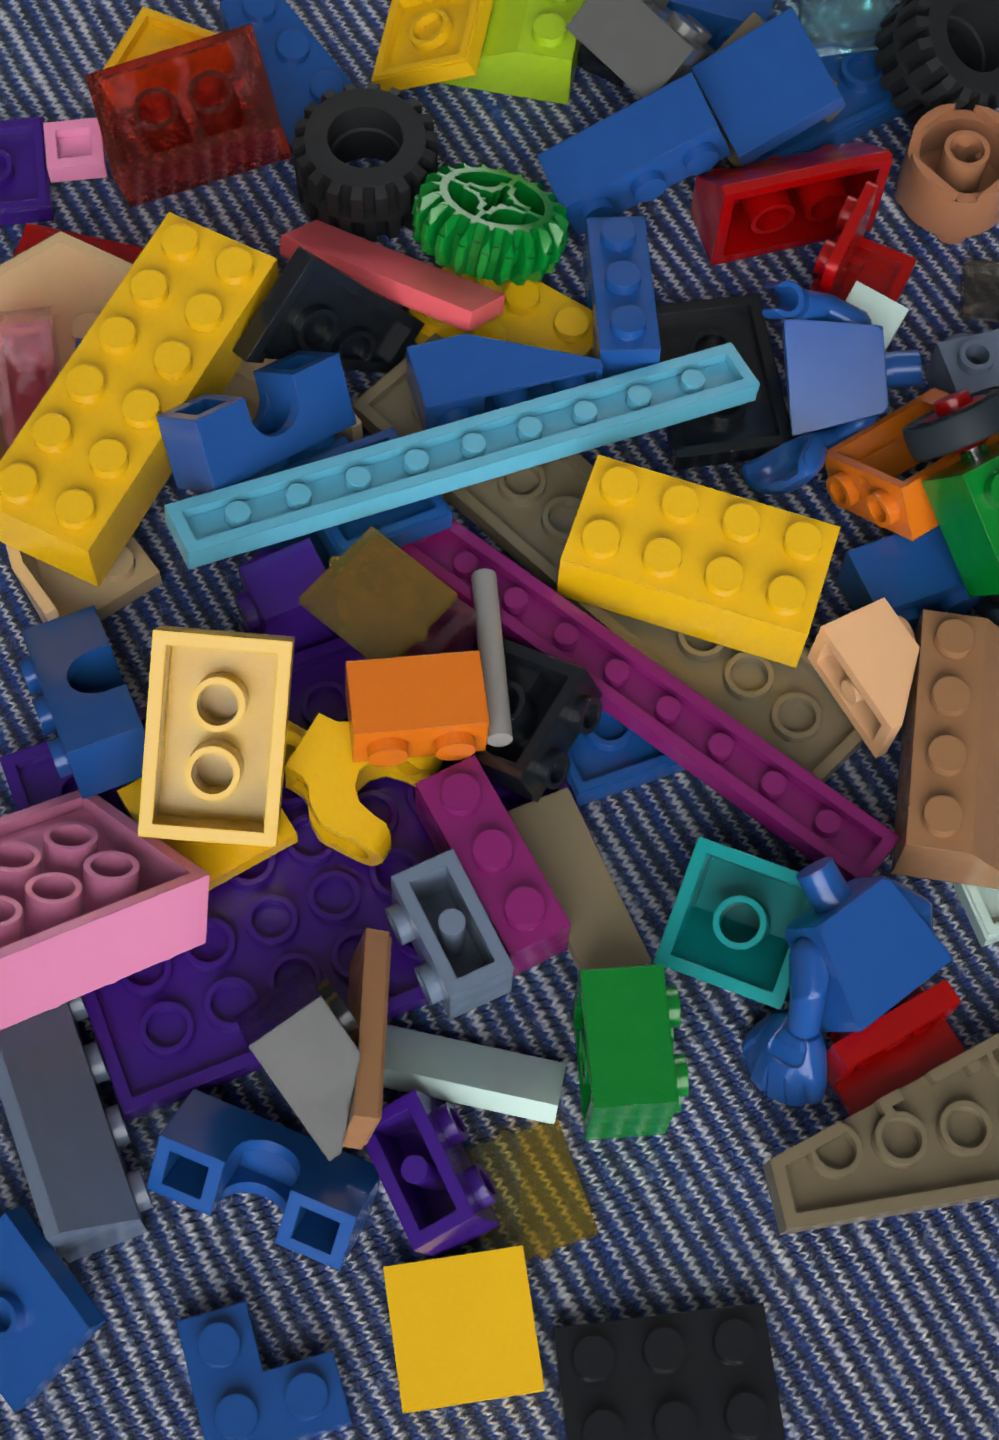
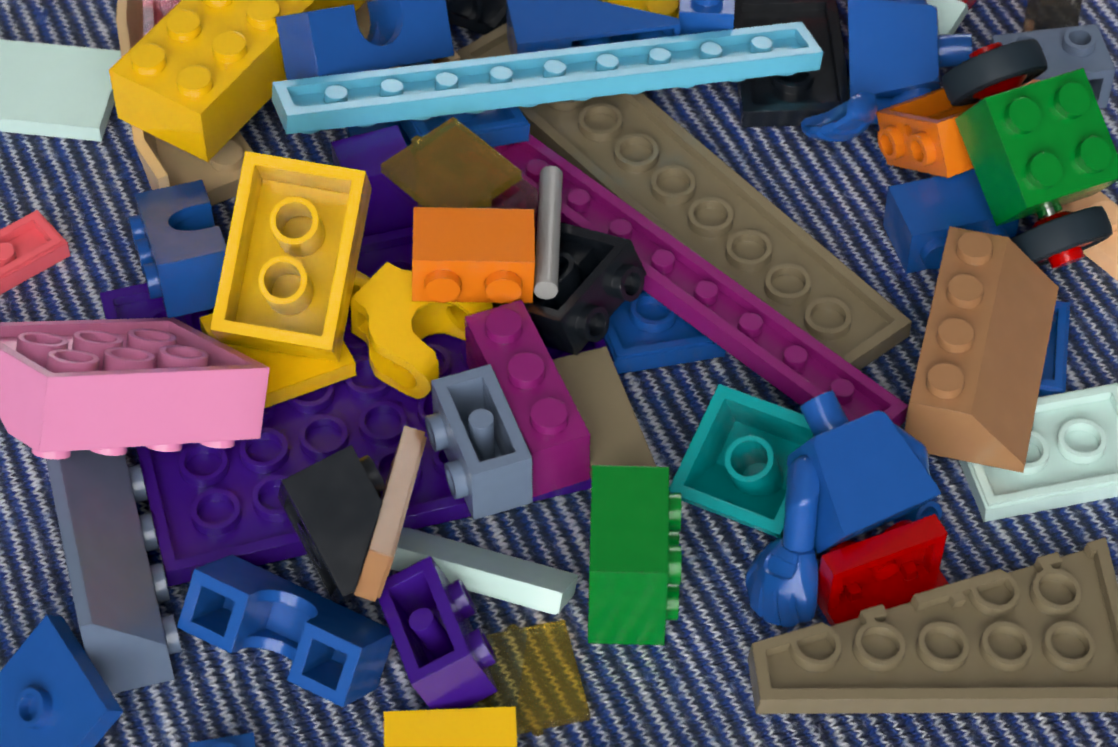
camera: 10 degrees right, 15 degrees down
(696, 560) = (748, 180): yellow brick -> none
(868, 669) = (894, 274): light nougat slope -> none

